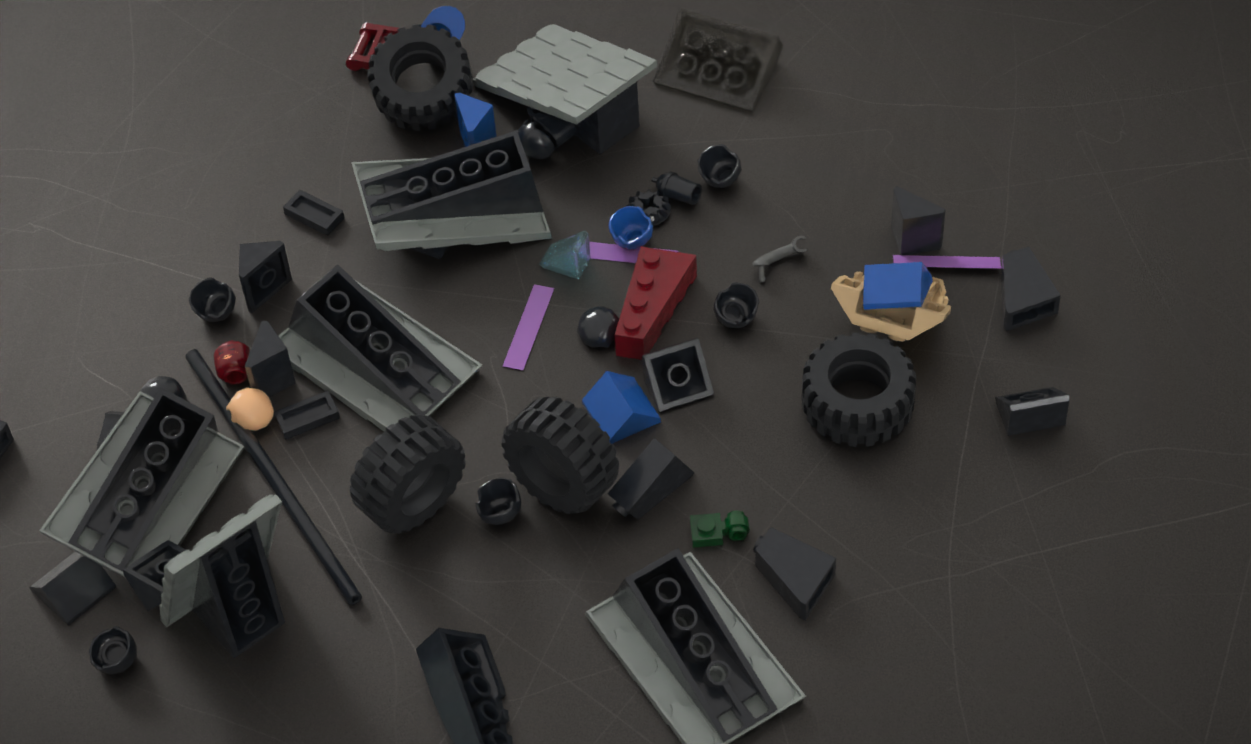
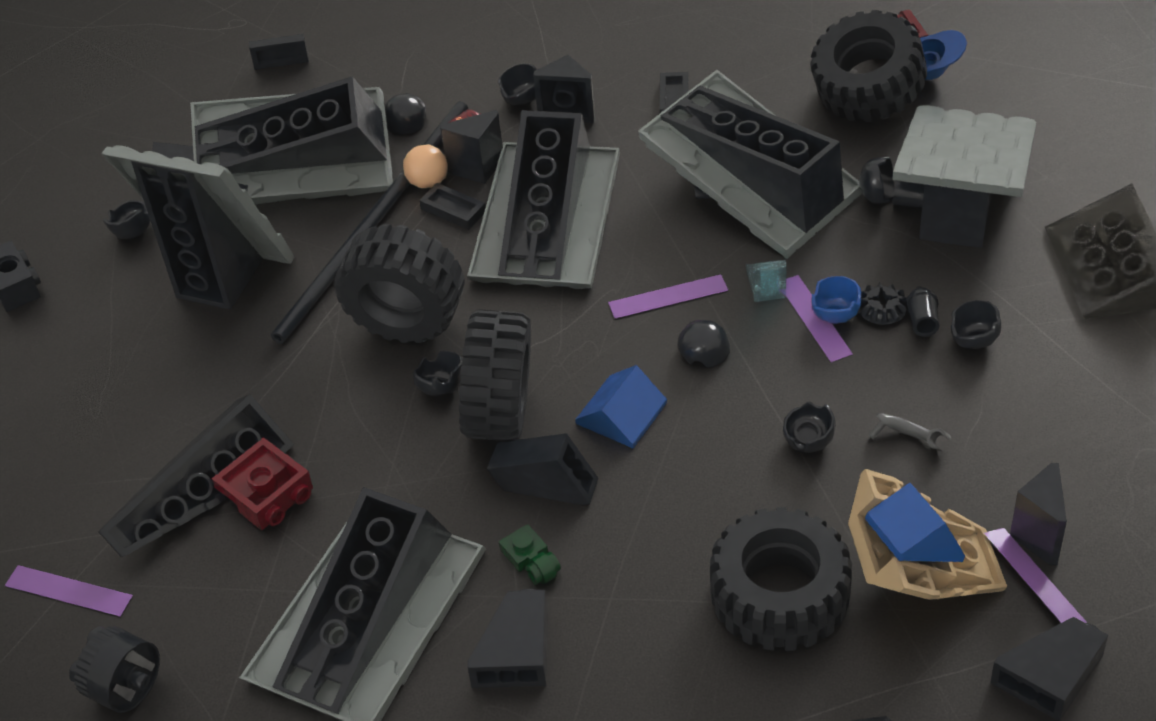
camera: 60 degrees right, 5 degrees down
(474, 119) = (850, 126): blue slope -> none
(520, 666) = (264, 484): none -> dark red plate
(653, 294) = (761, 358): dark red wedge -> none
(676, 374) = (687, 425): black slope -> none

